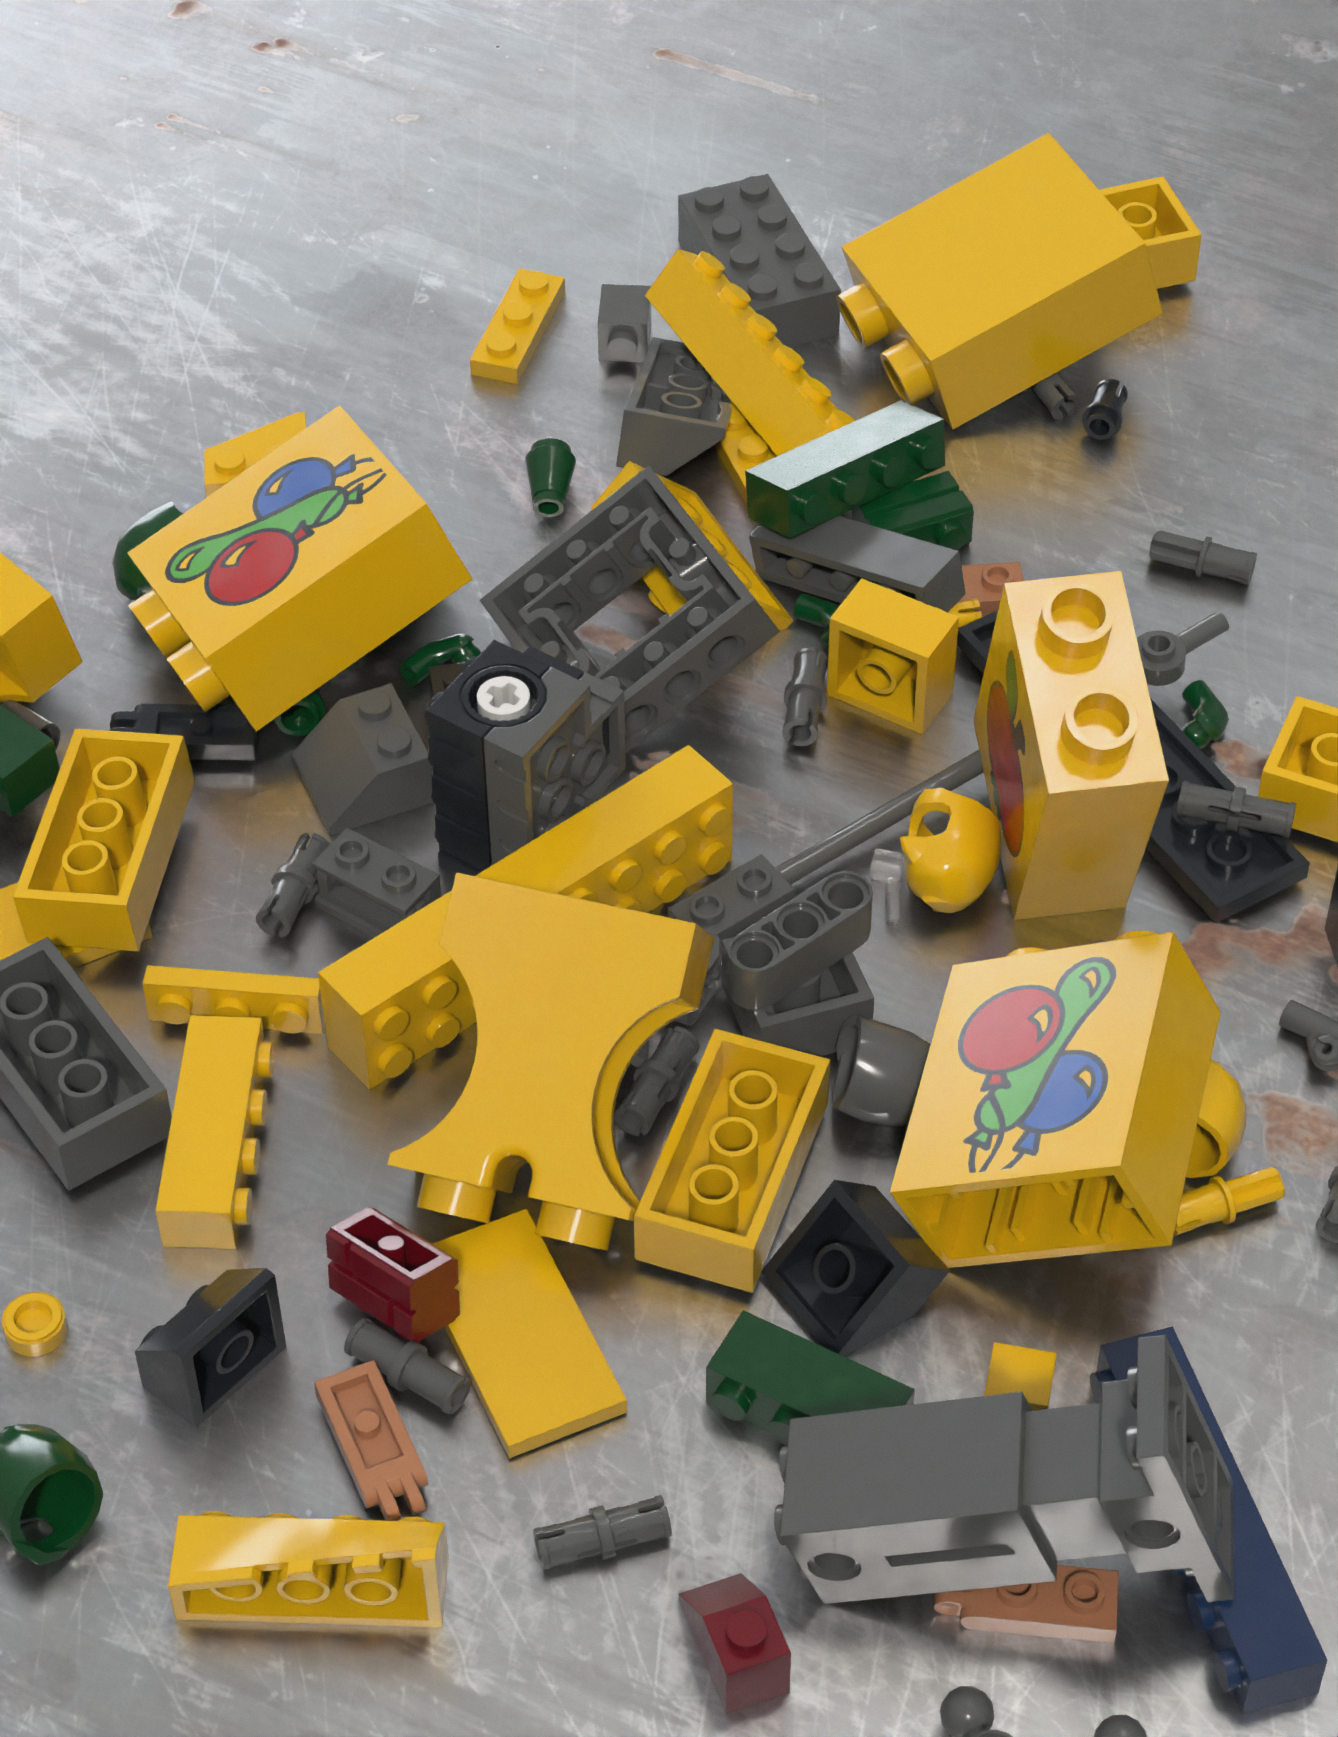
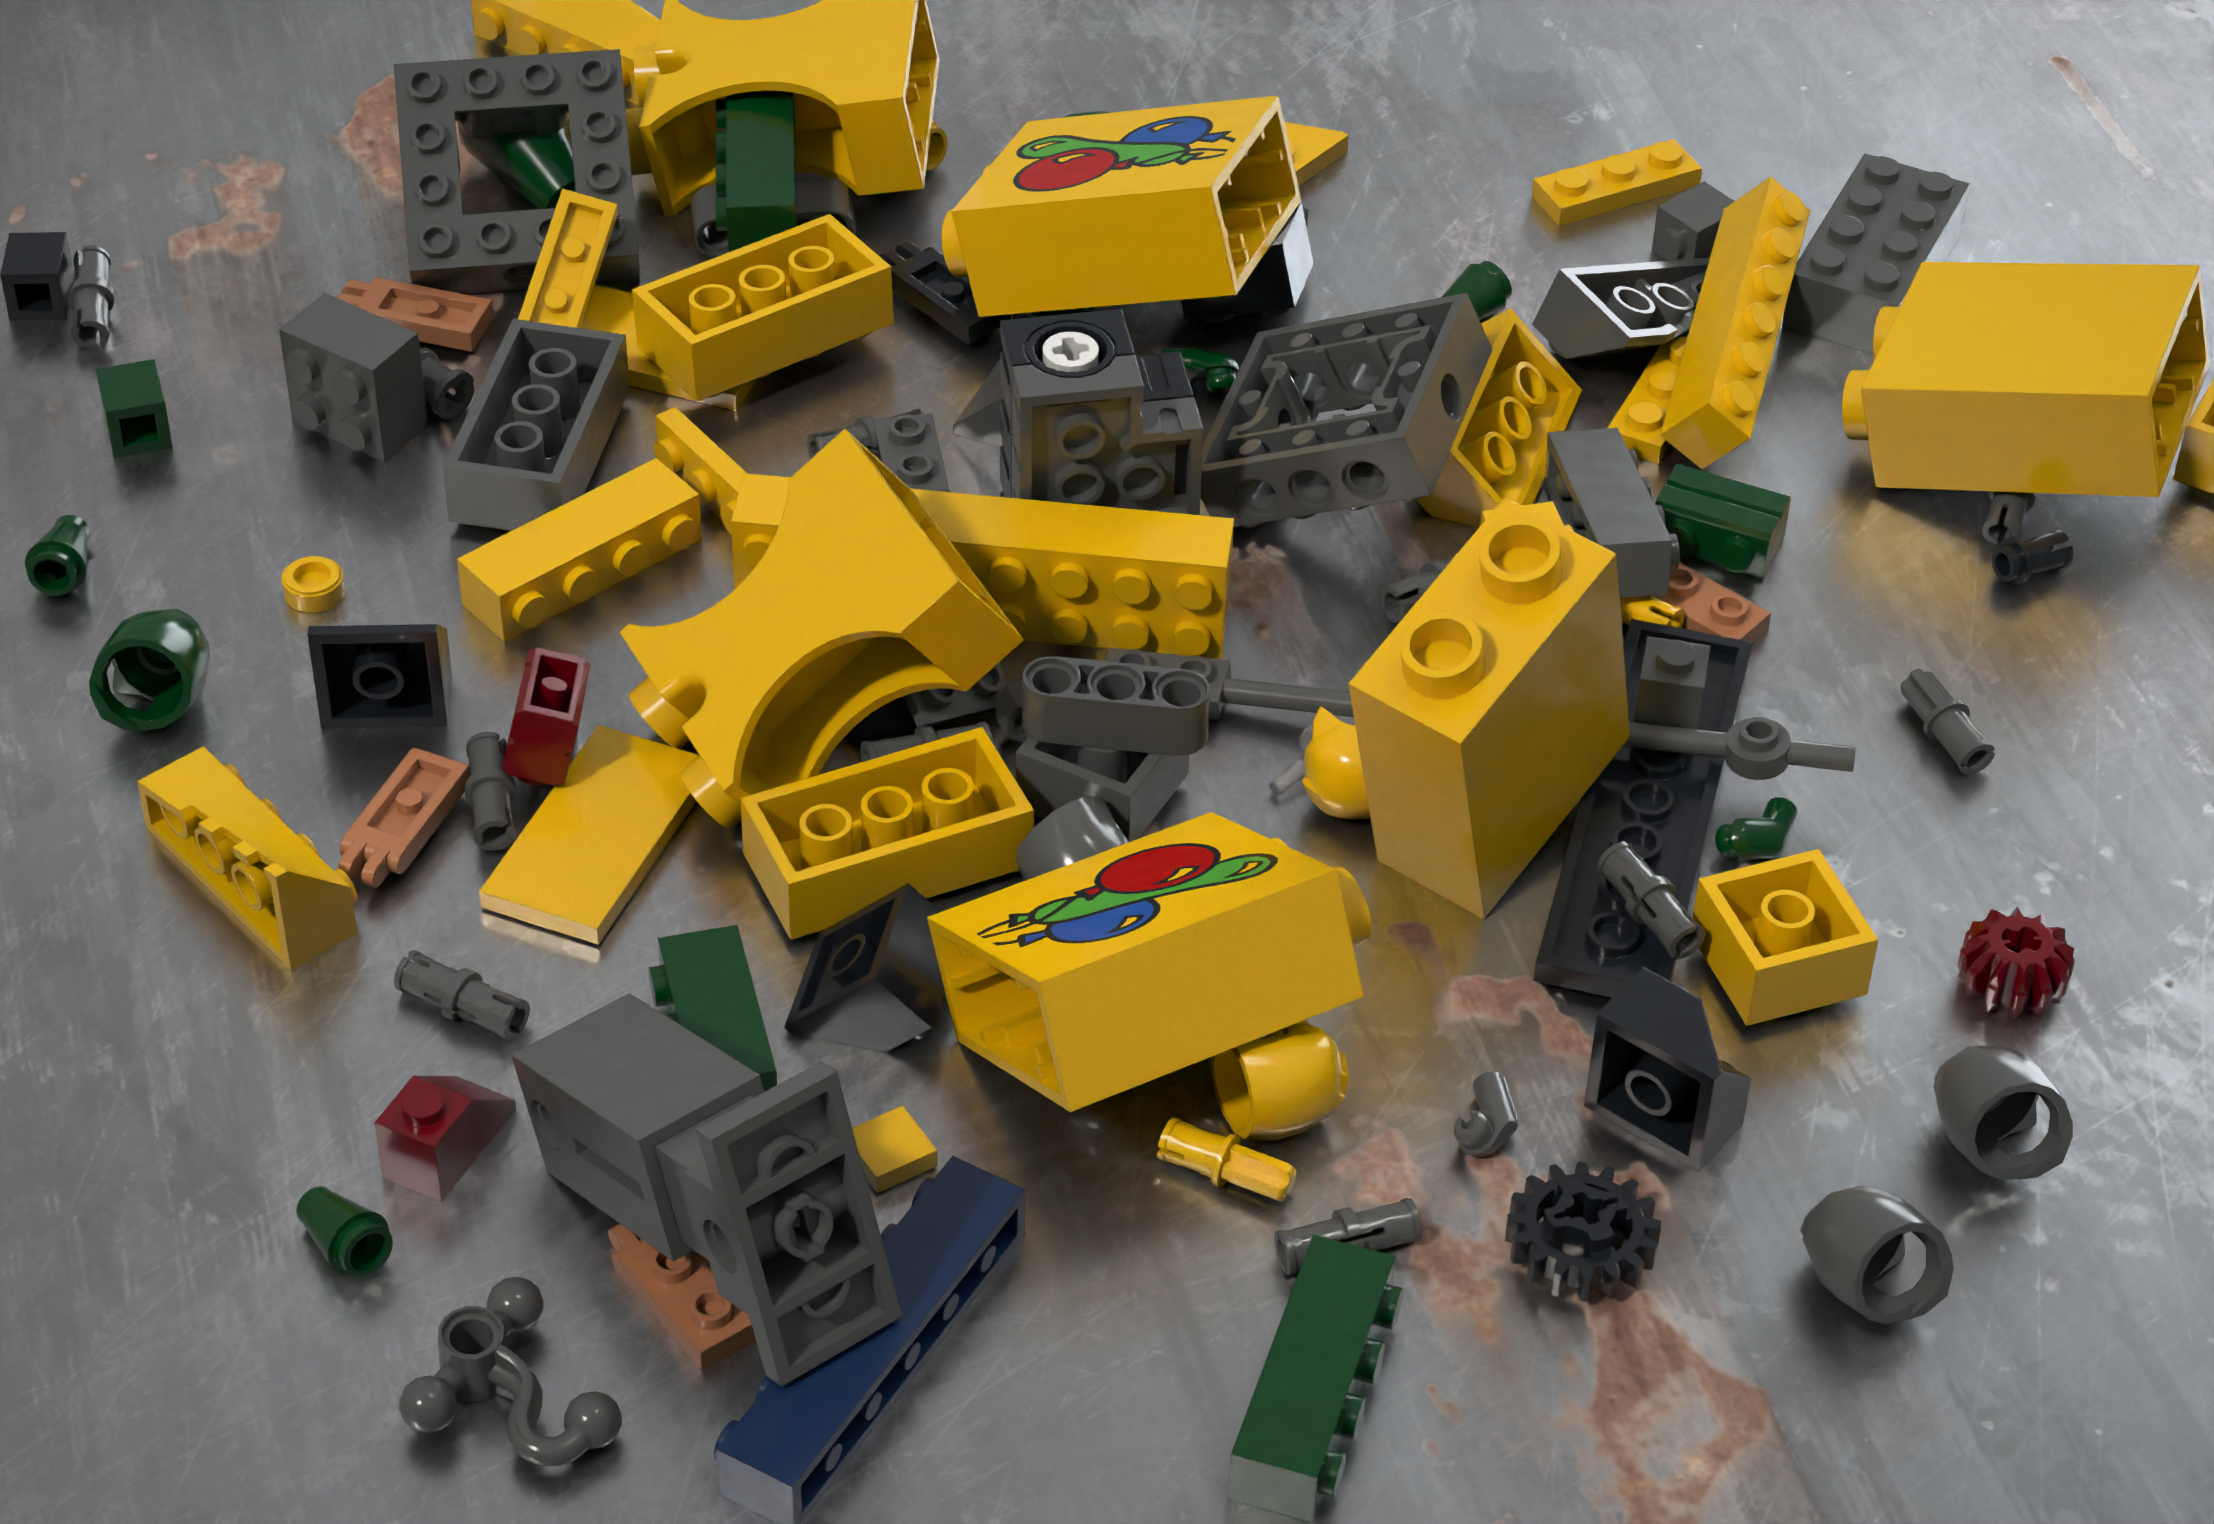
camera: 45 degrees right, 5 degrees down
(845, 468) = (1685, 428): dark green brick -> none

